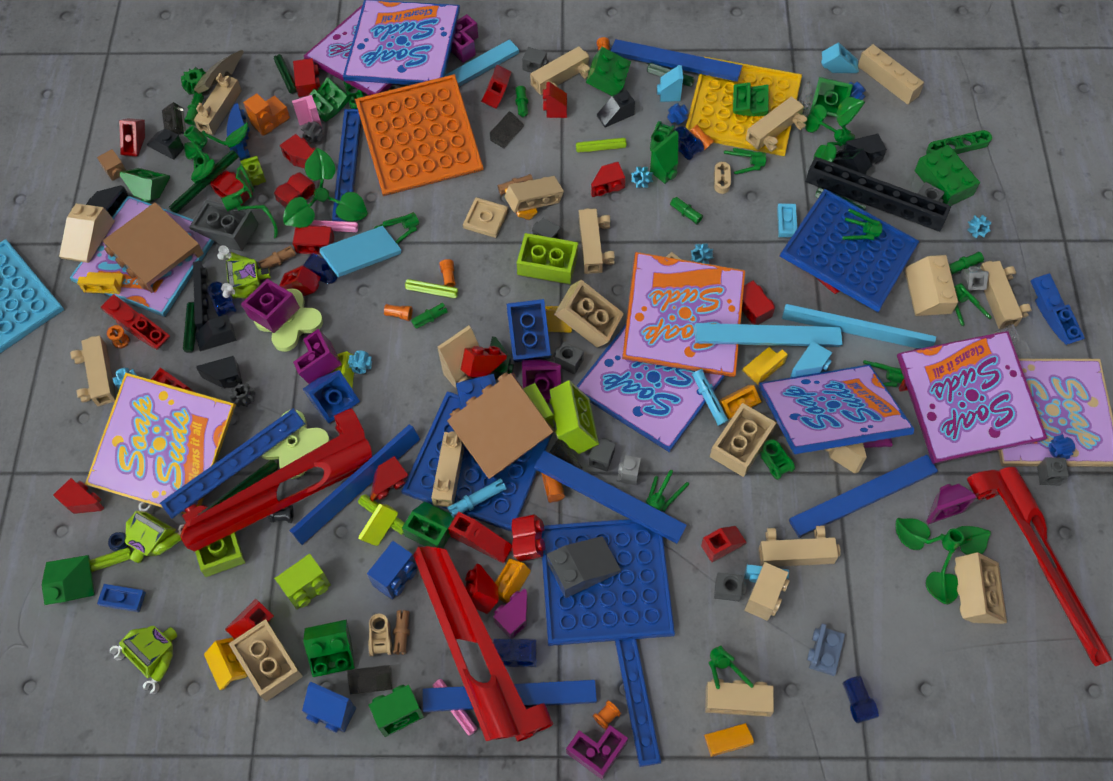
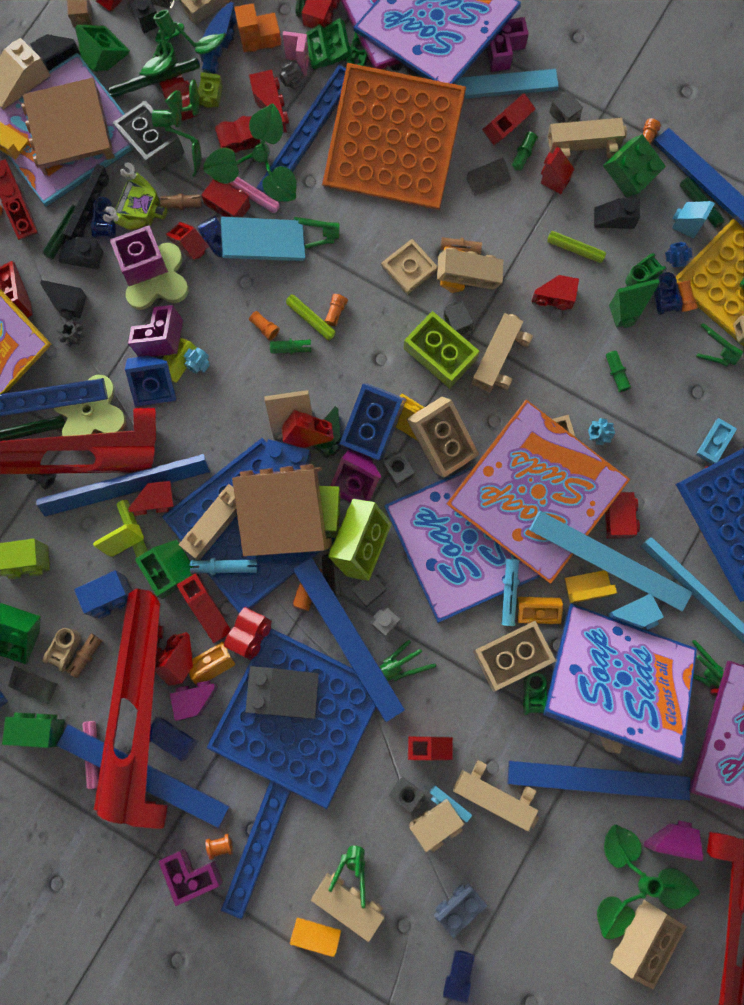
camera: 30 degrees right, 15 degrees up
(642, 177) = (594, 309): medium azure gear -> none
(718, 177) = (683, 356): tan beam -> none

